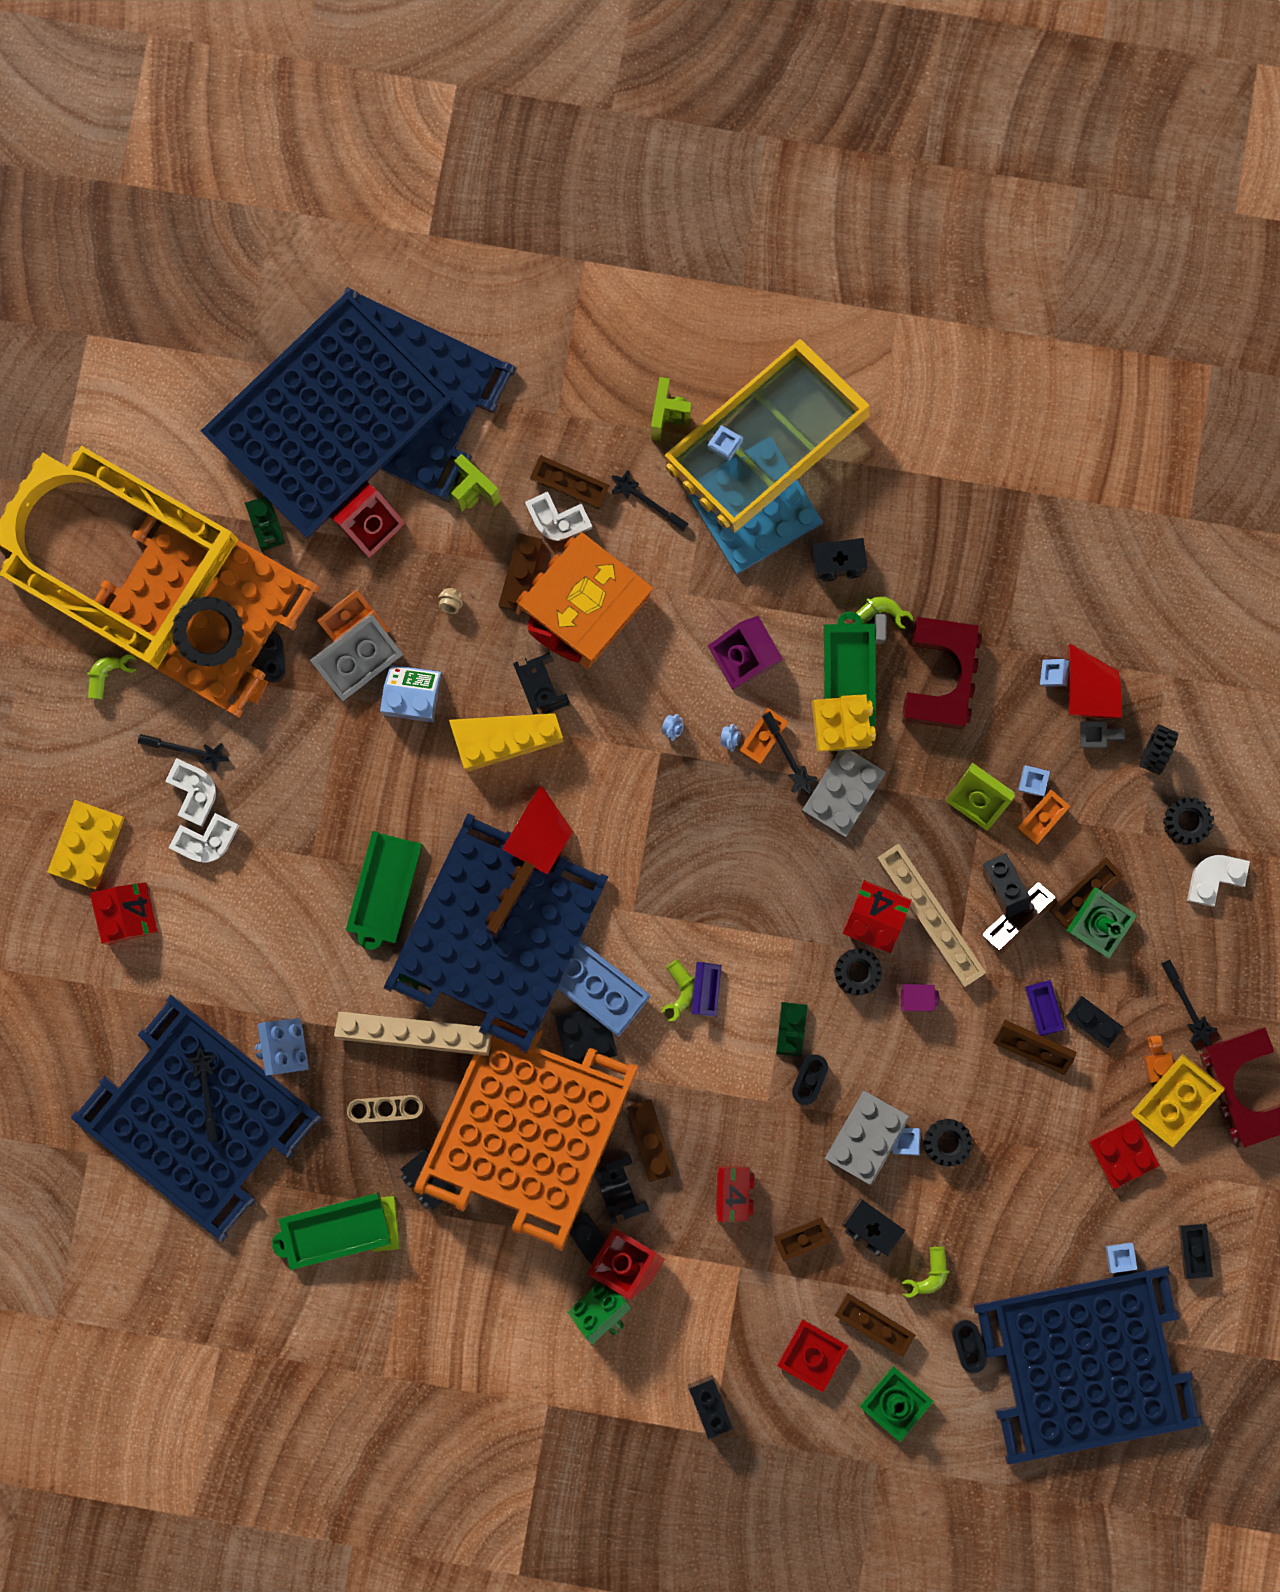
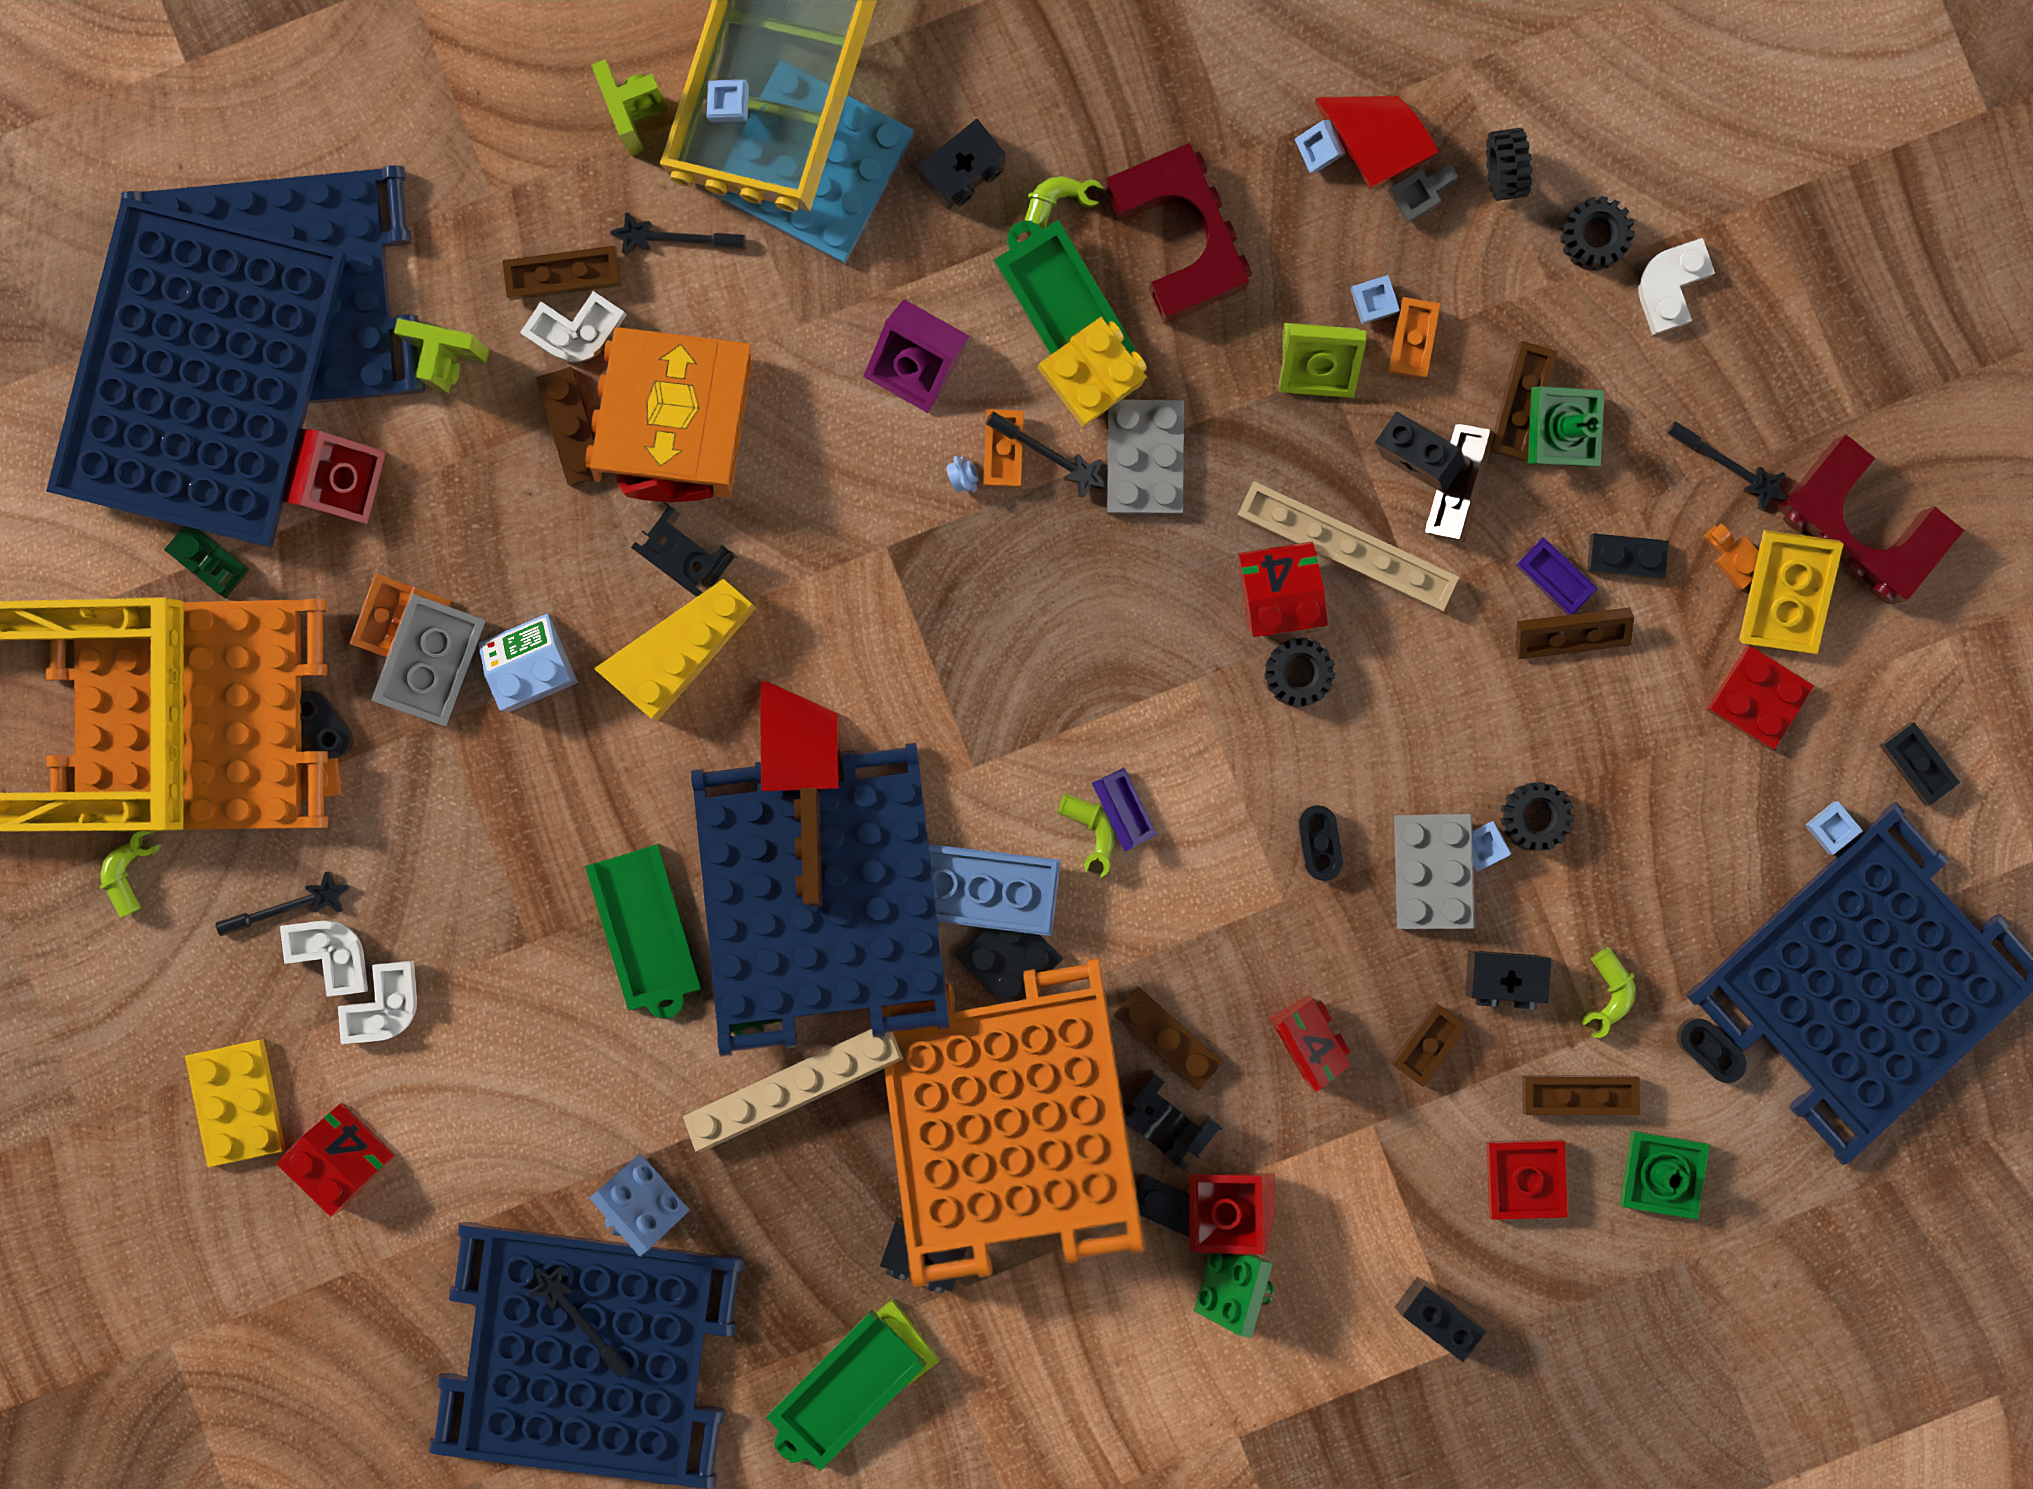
camera: 30 degrees left, 5 degrees up
(234, 624) = (221, 702): black tyre -> none
(373, 1109) = (803, 1214): tan beam -> none
(450, 601) = (503, 516): tan plate -> none
(672, 726) = (882, 505): light blue plate -> none
(791, 1029) = (1259, 793): dark green plate -> none
(880, 628) = (1063, 213): light grey tile -> none
(919, 997) = (1394, 659): magenta brick -> none

